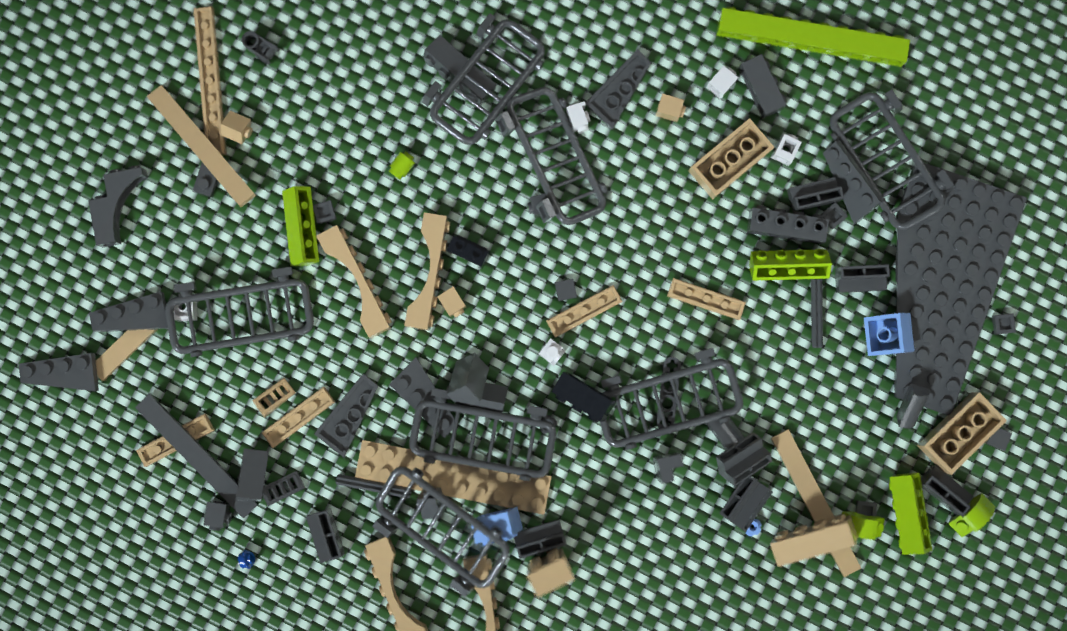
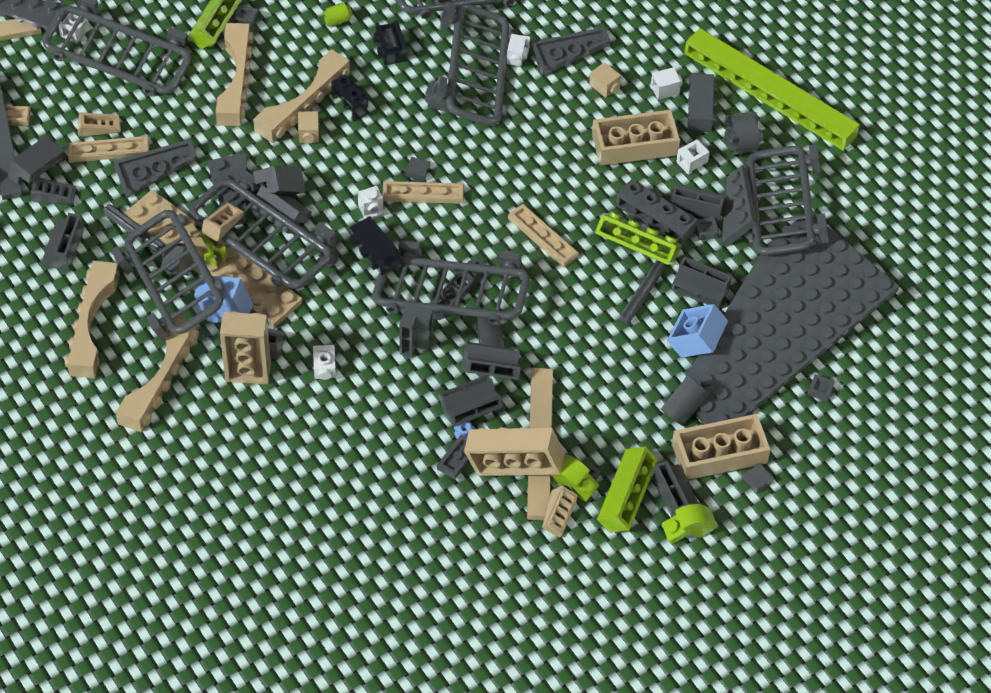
camera: 25 degrees right, 30 degrees down
(447, 465) = (220, 222): none -> tan slope
(452, 475) = (209, 257): none -> lime bar
(466, 171) = (390, 43): none -> black window
(604, 522) = (324, 362): none -> white brick
(761, 555) = (455, 459): none -> dark grey plate
(818, 104) = (742, 132): none -> dark grey brick
(866, 557) = (564, 498): none -> tan slope

